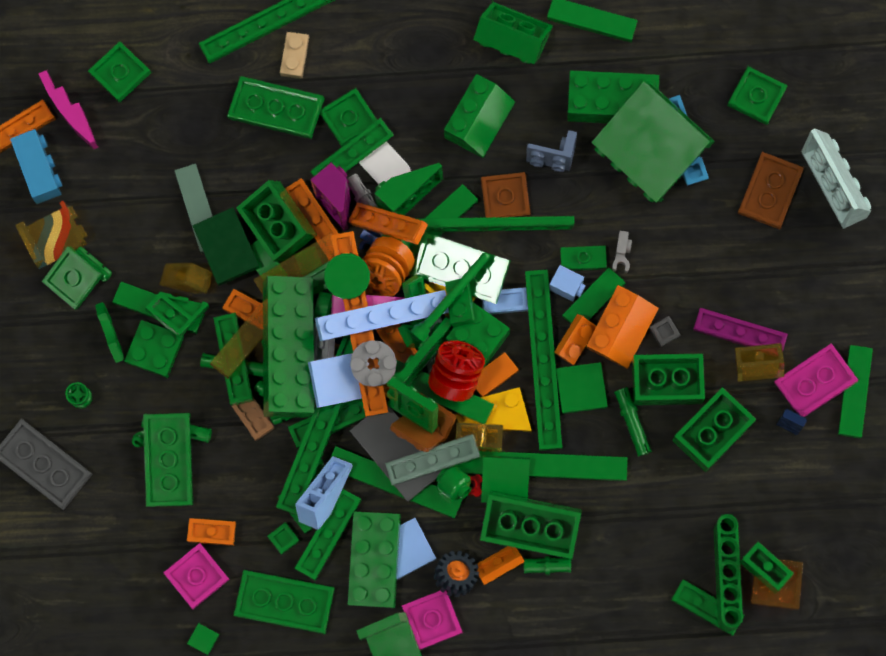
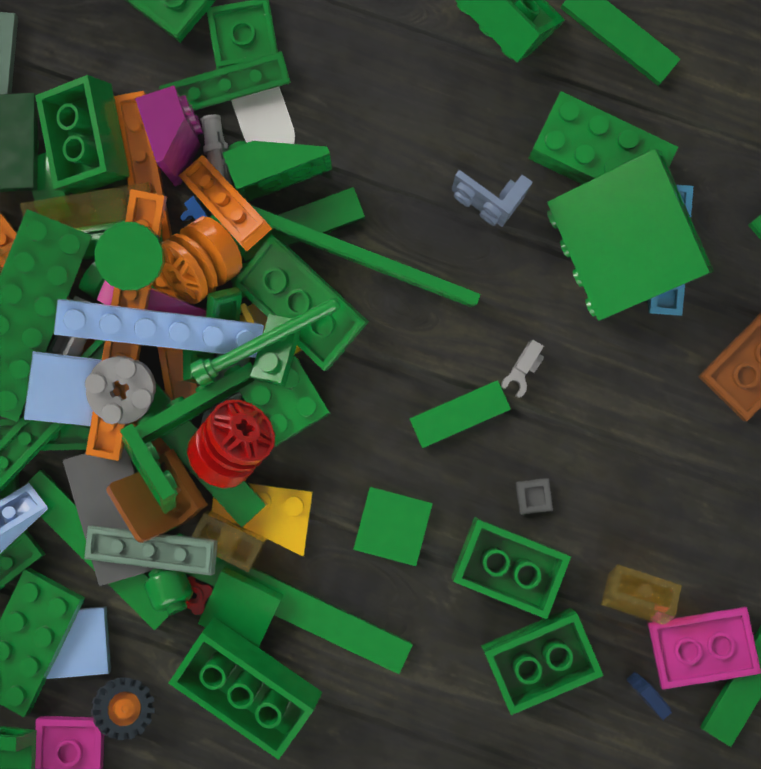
camera: 15 degrees right, 10 degrees up
(479, 116) = (413, 103): green slope -> none
(495, 374) = (289, 461): orange tile -> none
(499, 563) = (181, 718): orange plate -> none
(505, 195) = (403, 227): dark orange tile -> none
(509, 301) = (347, 370): light blue tile -> none
(543, 360) = (358, 469): green plate -> none
(547, 565) = (226, 736): green pin -> none
(567, 283) = (433, 380): light blue brick -> none
(575, 339) = (411, 460): orange plate -> none
(584, 258) = (469, 353): green plate -> none
(622, 327) = (479, 470): orange slope -> none
(633, 423) = (440, 600): green pin -> none
(736, 330) = (631, 536): magenta tile -> none

